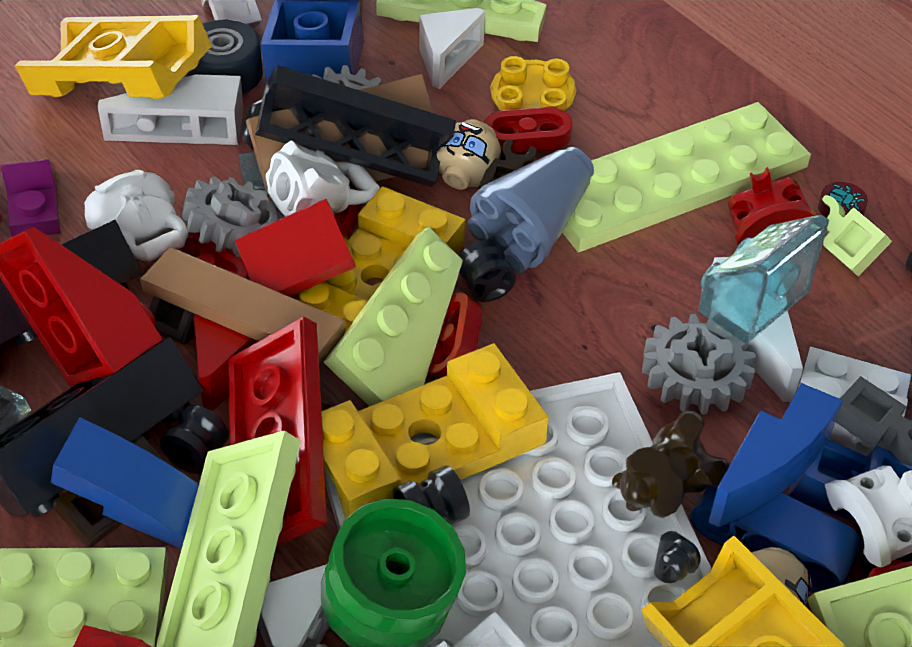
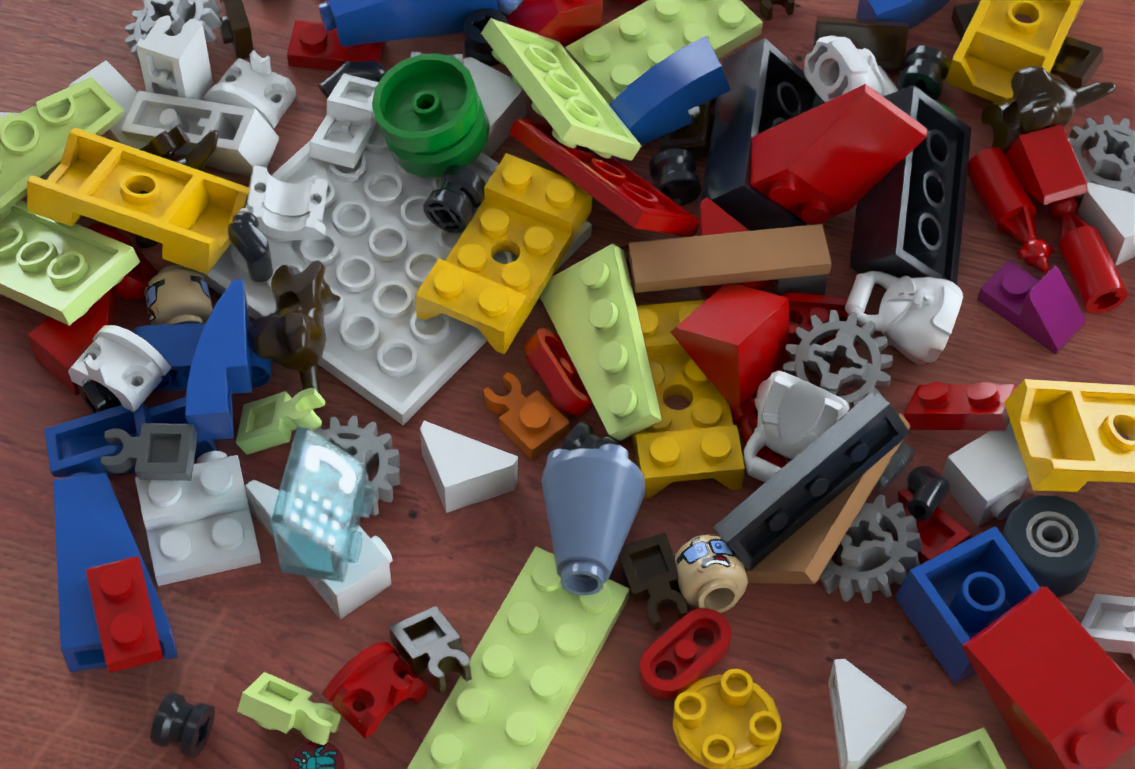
camera: 145 degrees right, 10 degrees up
(181, 141) = (959, 407): none -> red plate
(511, 331) = (528, 422): none -> orange plate
(593, 310) = (465, 468): none -> white slope
(605, 592) = (286, 207): none -> white piece
(712, 216) = (431, 644): none -> plate
(729, 419) = (272, 419): none -> yellowish green plate

